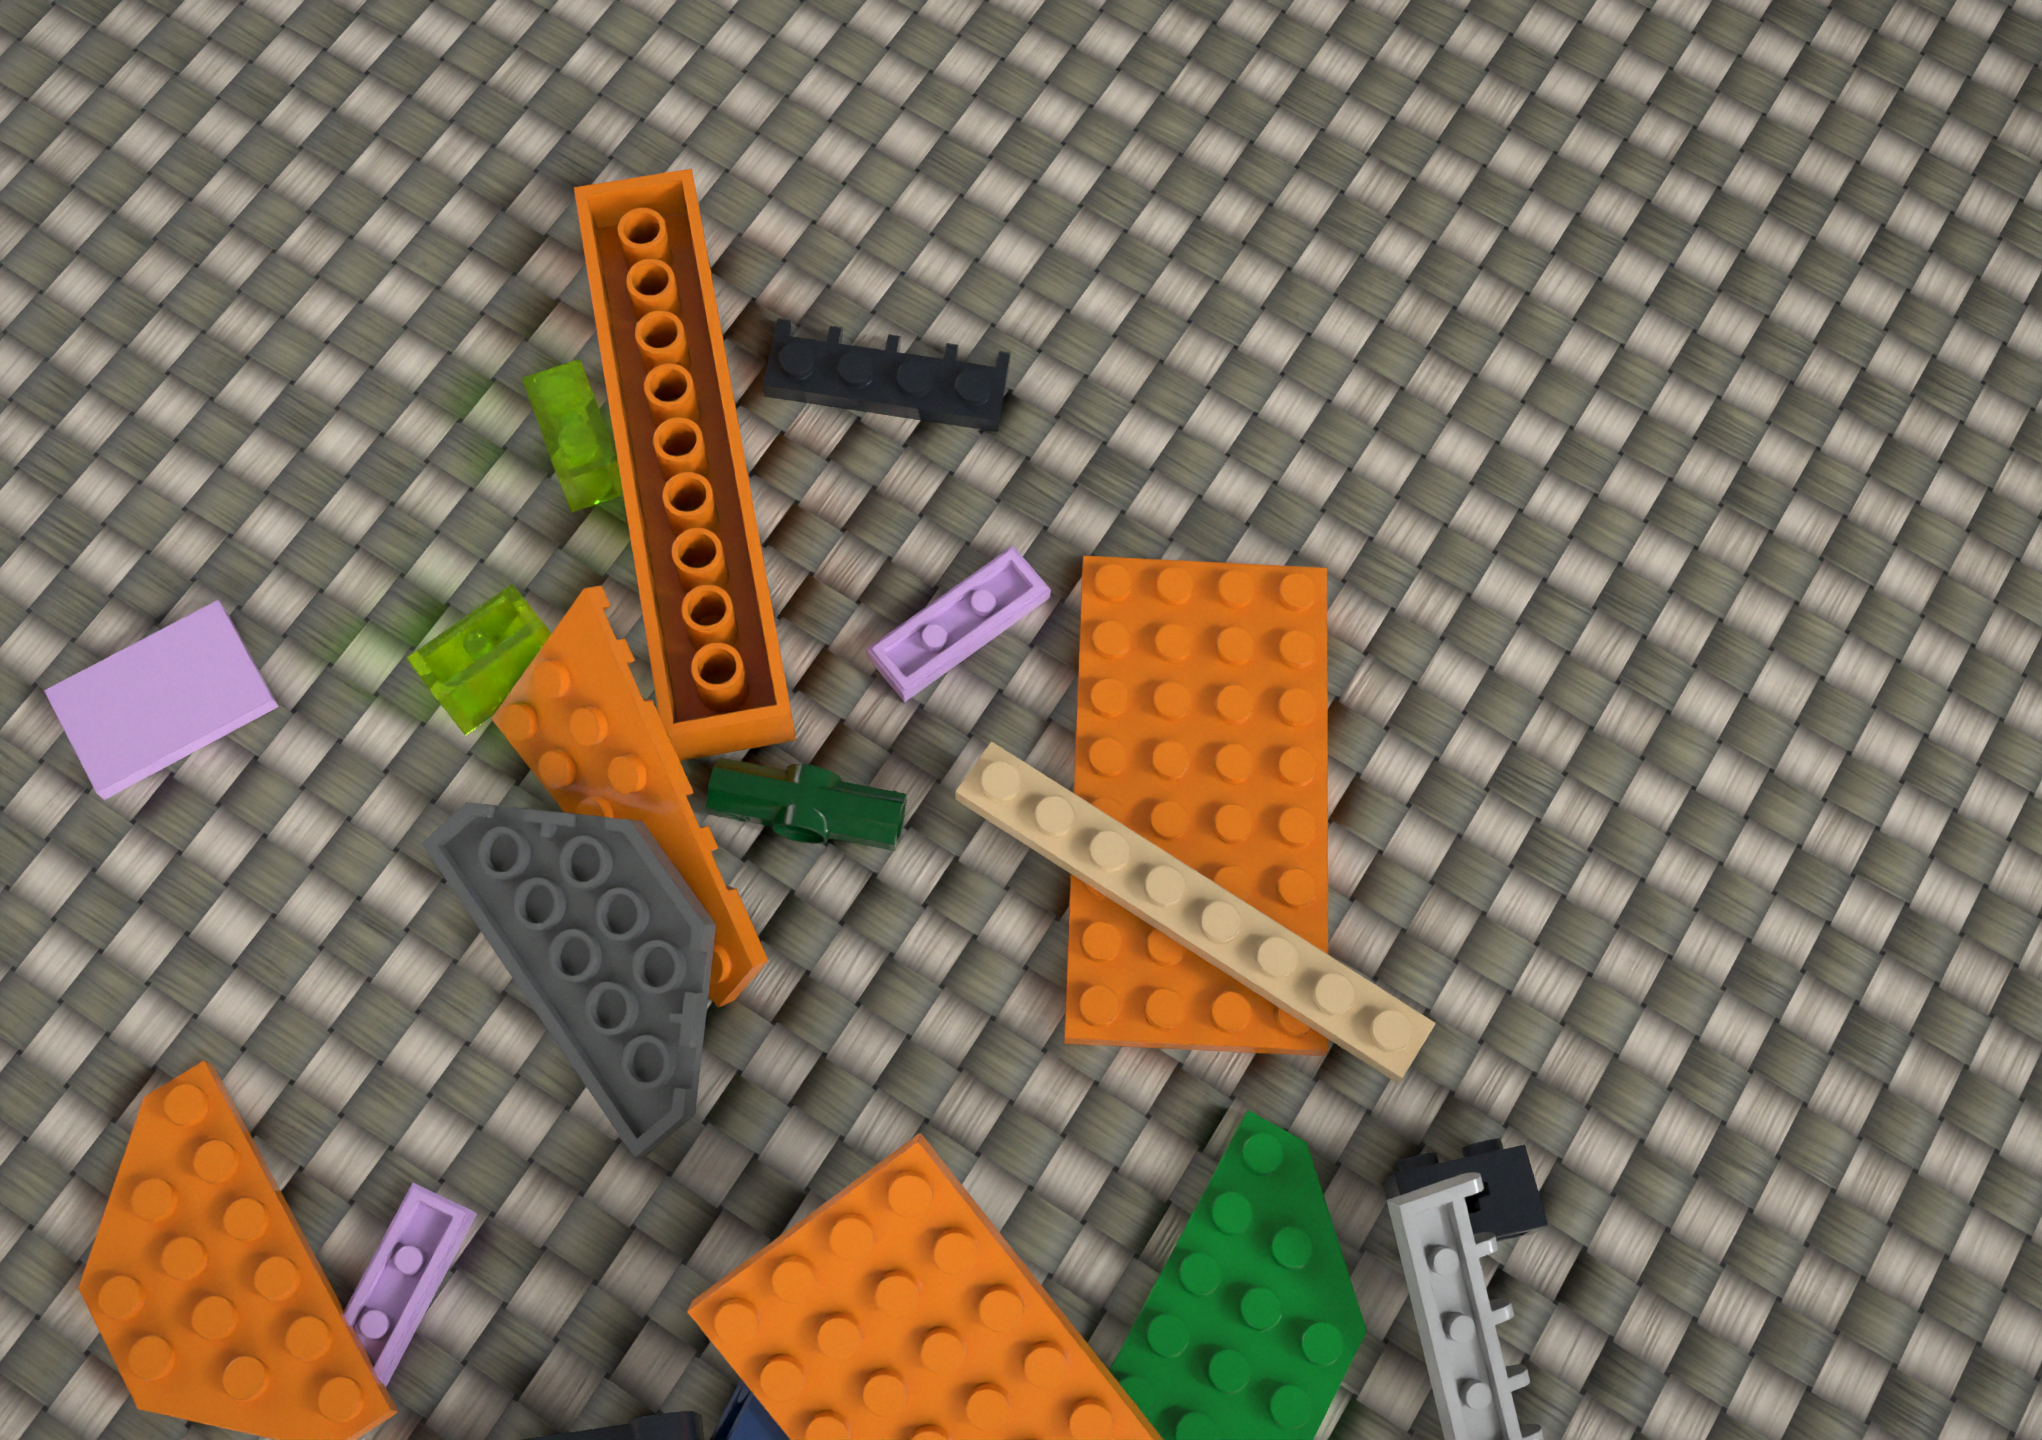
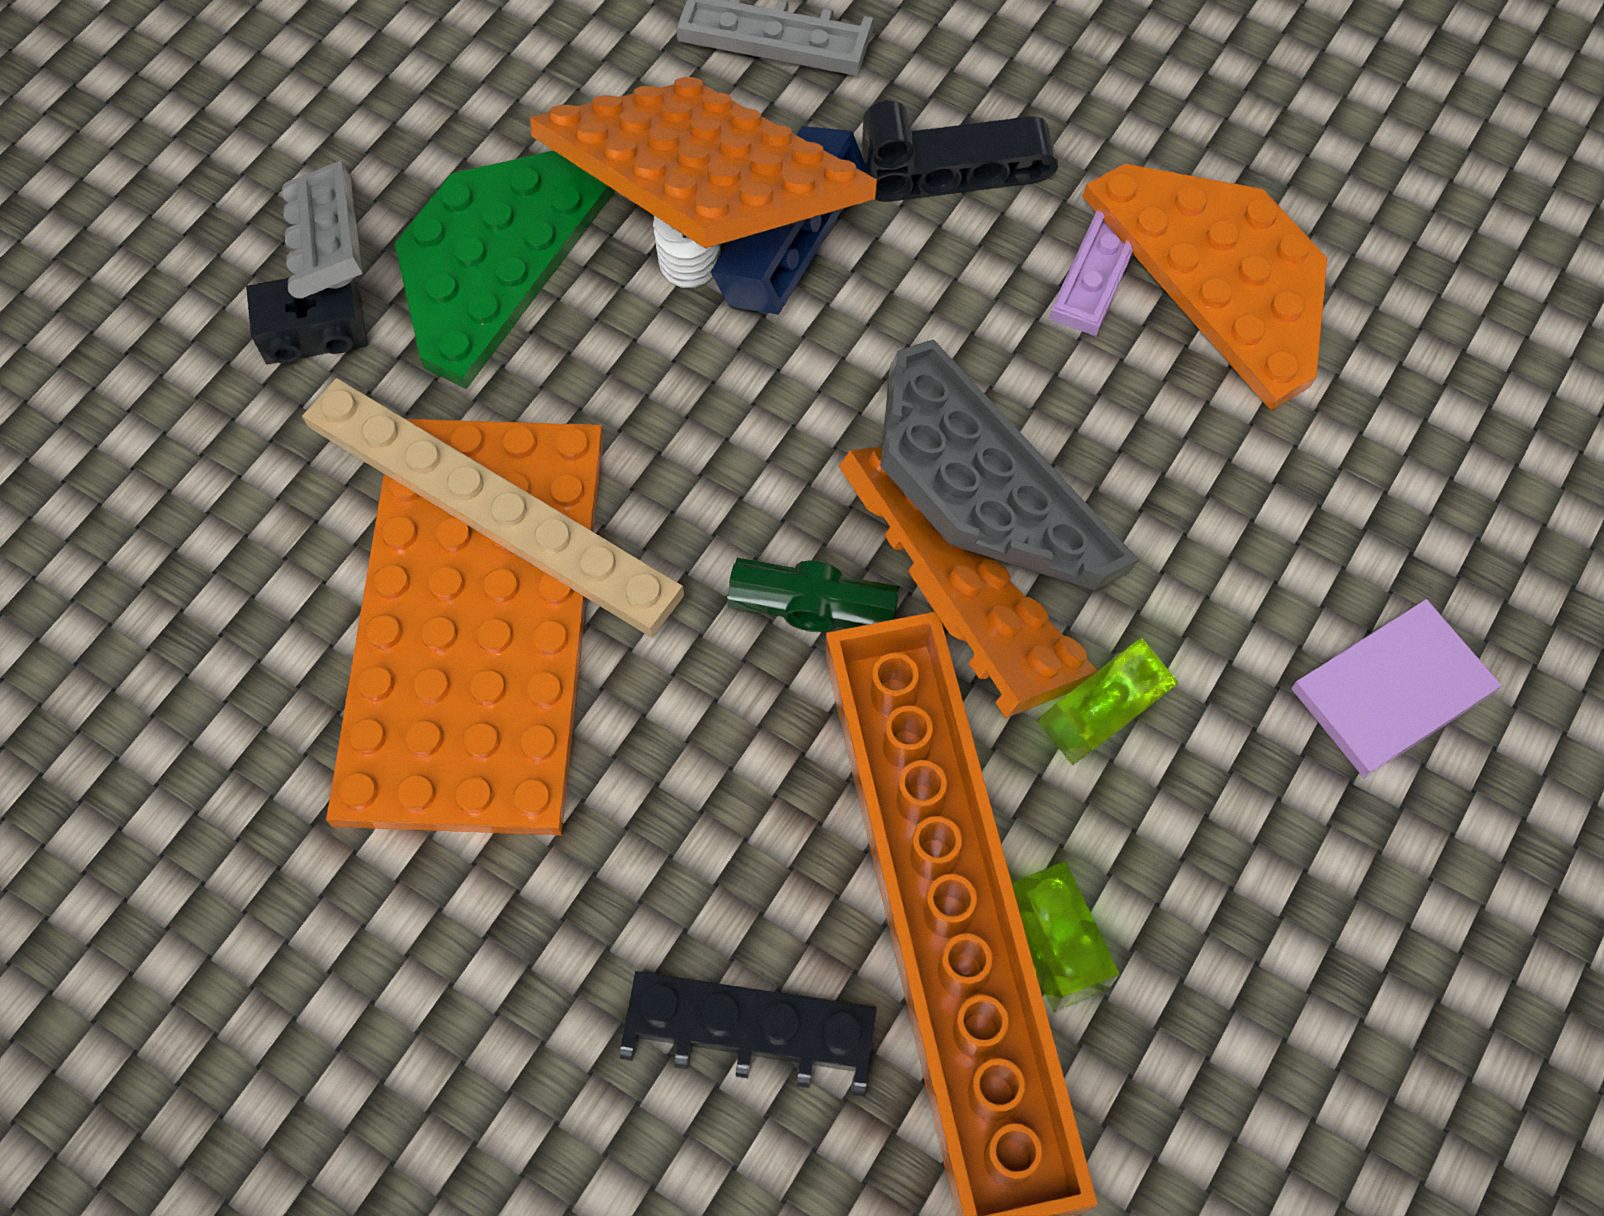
camera: 175 degrees left, 5 degrees down
(958, 623) = (679, 770): lavender tile -> none

